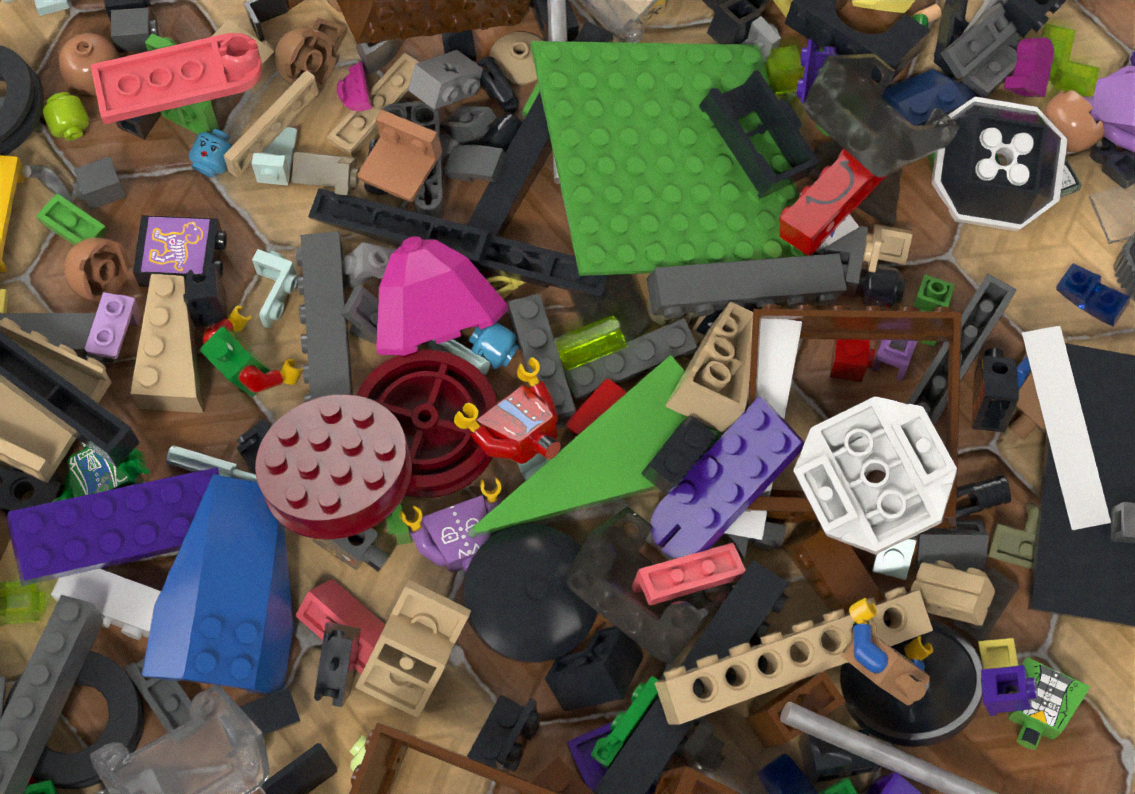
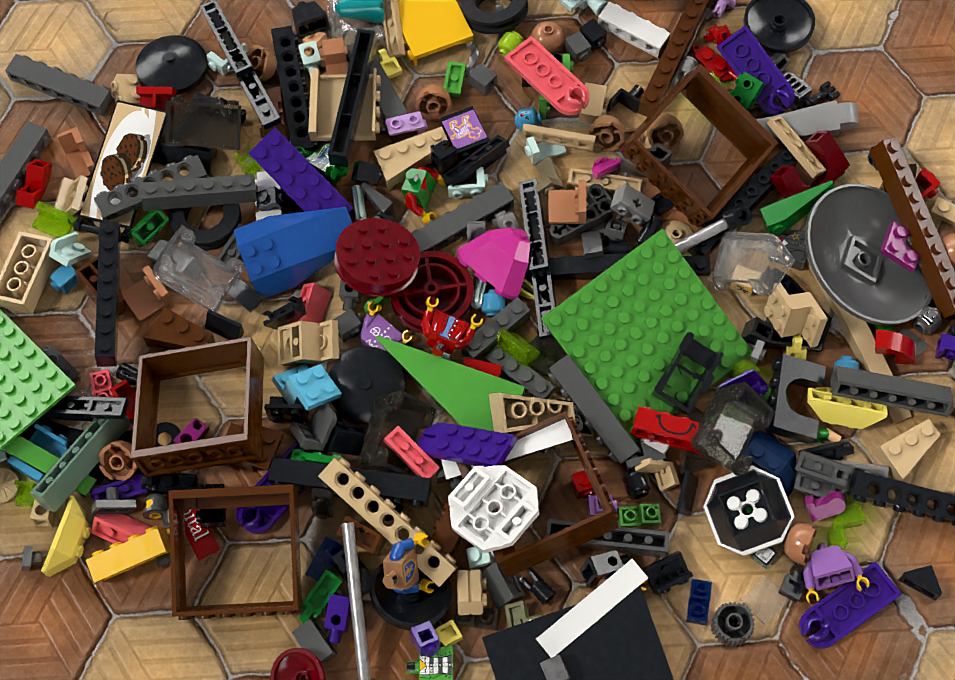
camera: 65 degrees right, 0 degrees up
(121, 587) = (273, 198): none -> black bracket
(162, 422) = (366, 172): none -> black brick
(213, 432) = (378, 200): none -> dark grey slope
(242, 256) = (482, 157): none -> black panel
(409, 565) = (349, 325): none -> dark grey brick
(497, 676) = (306, 386): none -> medium azure bracket
(572, 698) = (316, 433): none -> dark grey bracket
(678, 454) = (469, 415): black brick -> none
(925, 234) = (687, 494): none -> black slope
(1036, 306) = (667, 573): none -> black bracket

